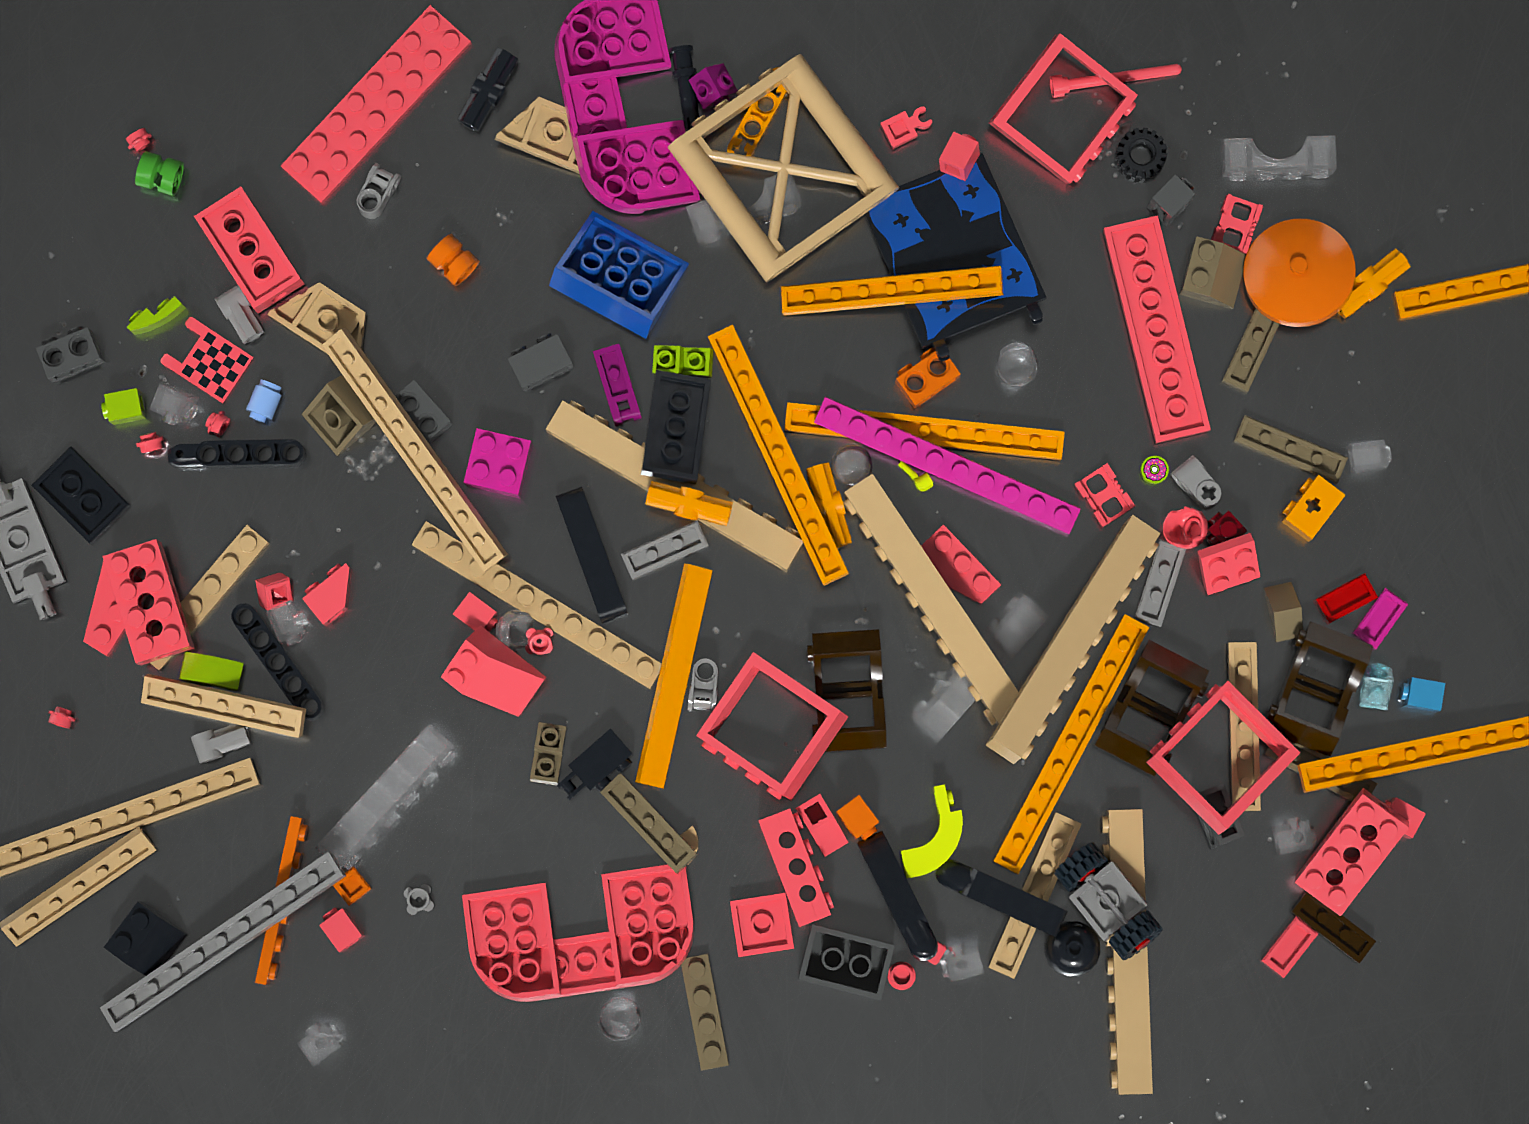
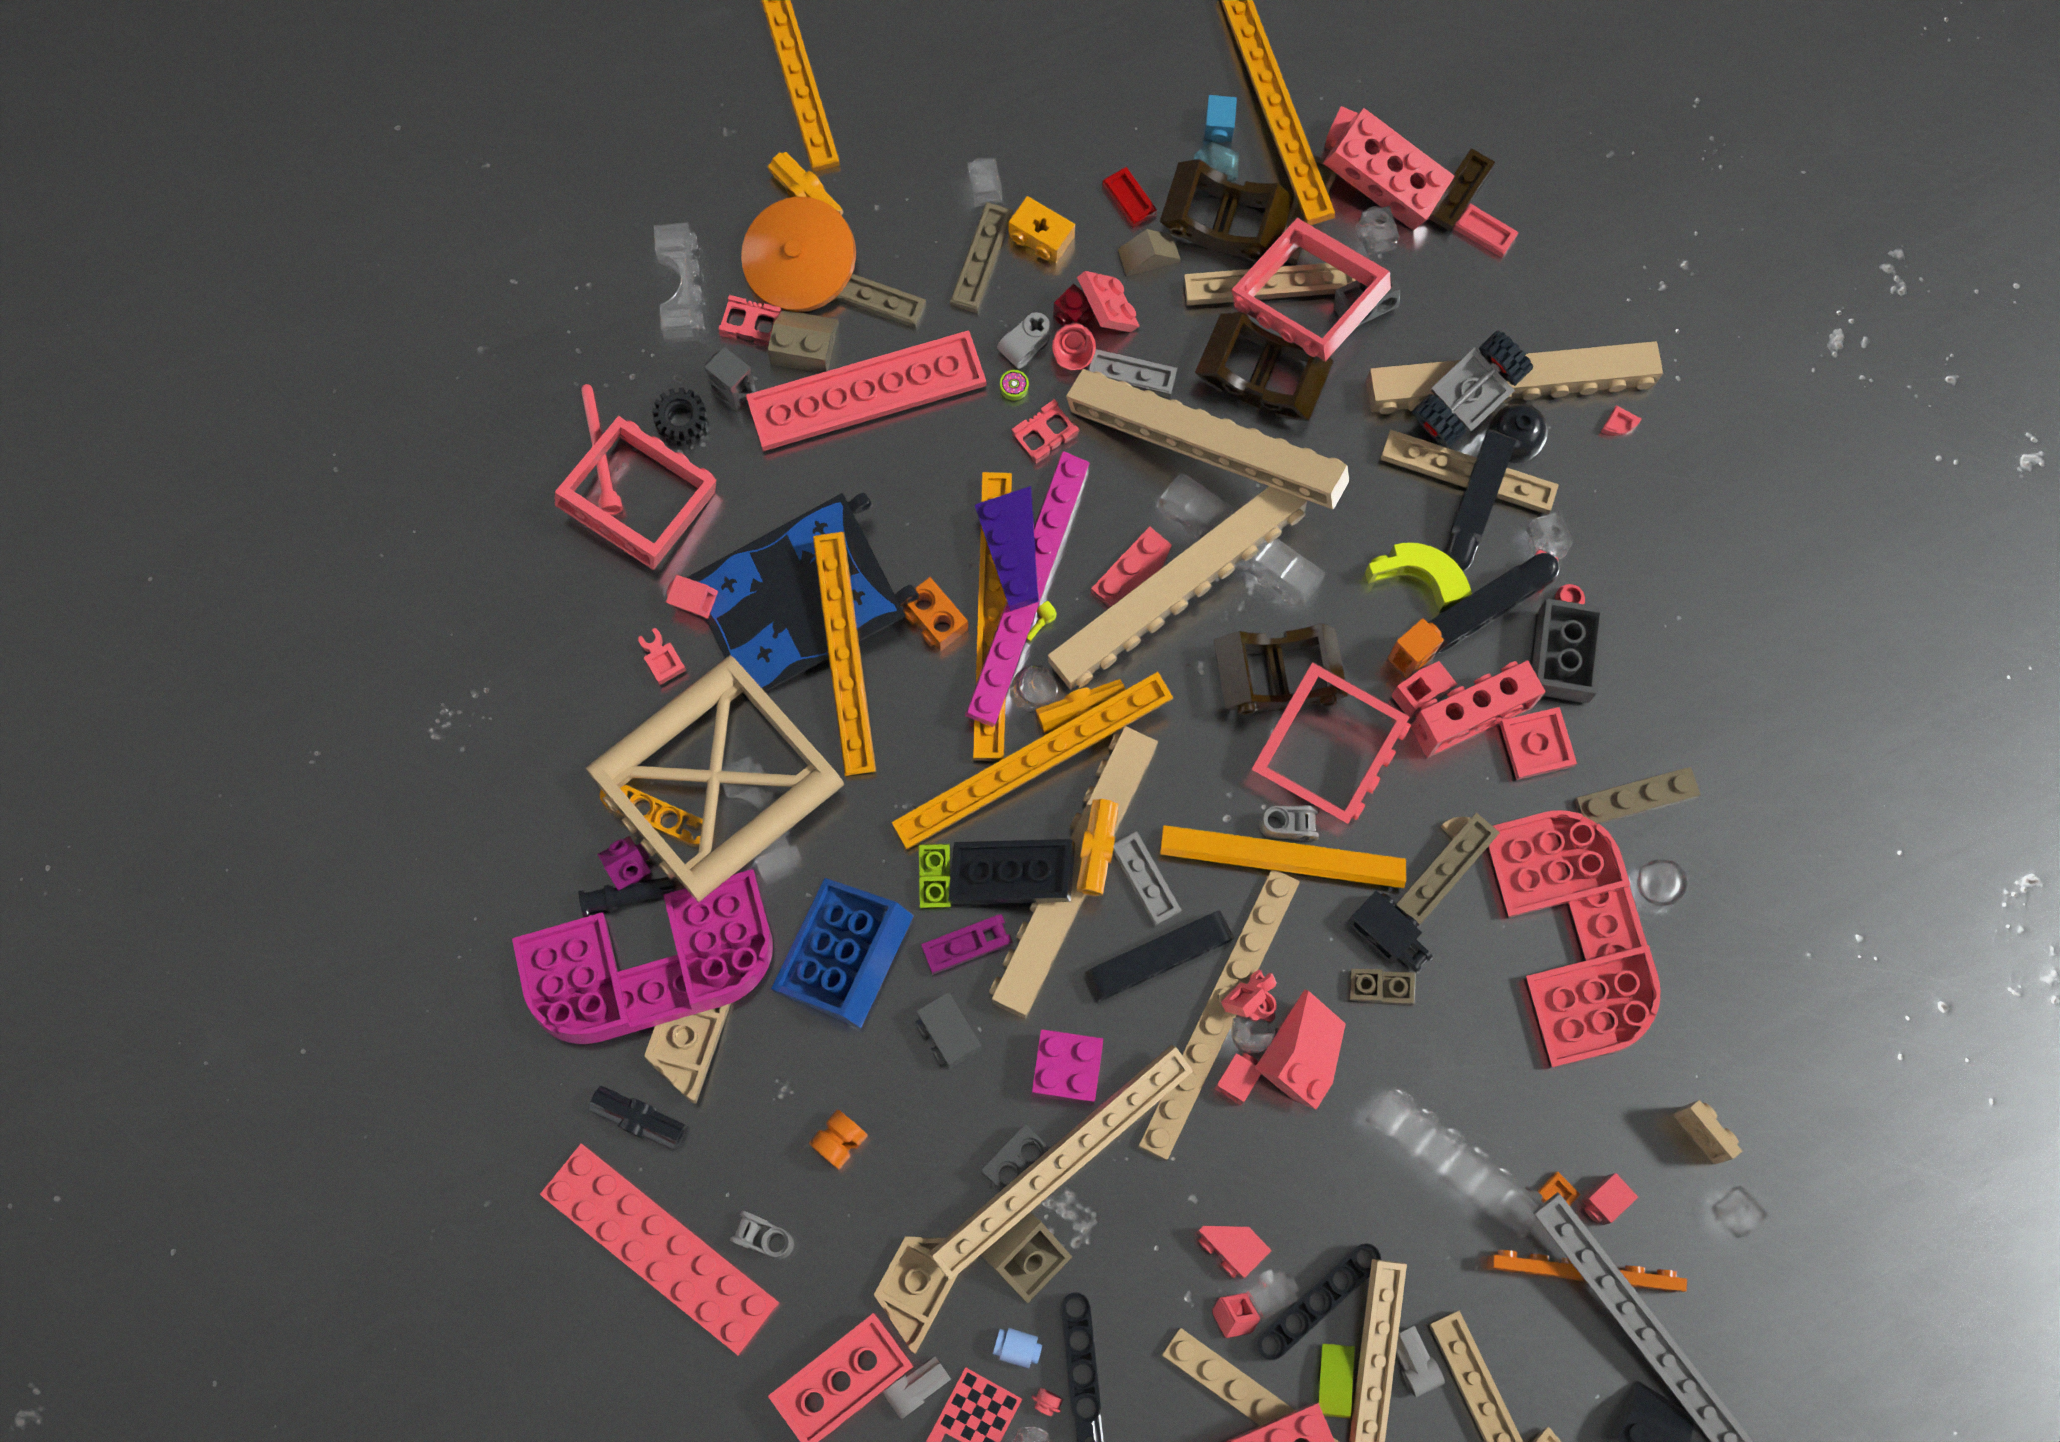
camera: 100 degrees left, 10 degrees down
(399, 1018) = (1706, 1131): none -> tan plate
(414, 906) = (1570, 1117): light grey plate -> none
(545, 626) = (1247, 997): none -> coral plate
(994, 449) = (1011, 541): none -> dark purple wing
(1017, 364) = (915, 522): clear hair -> none
(1071, 744) = (1362, 467): light orange plate -> none
(1077, 1051) = (1620, 422): none -> coral tile
(1380, 618) = (1146, 165): dark pink tile -> none

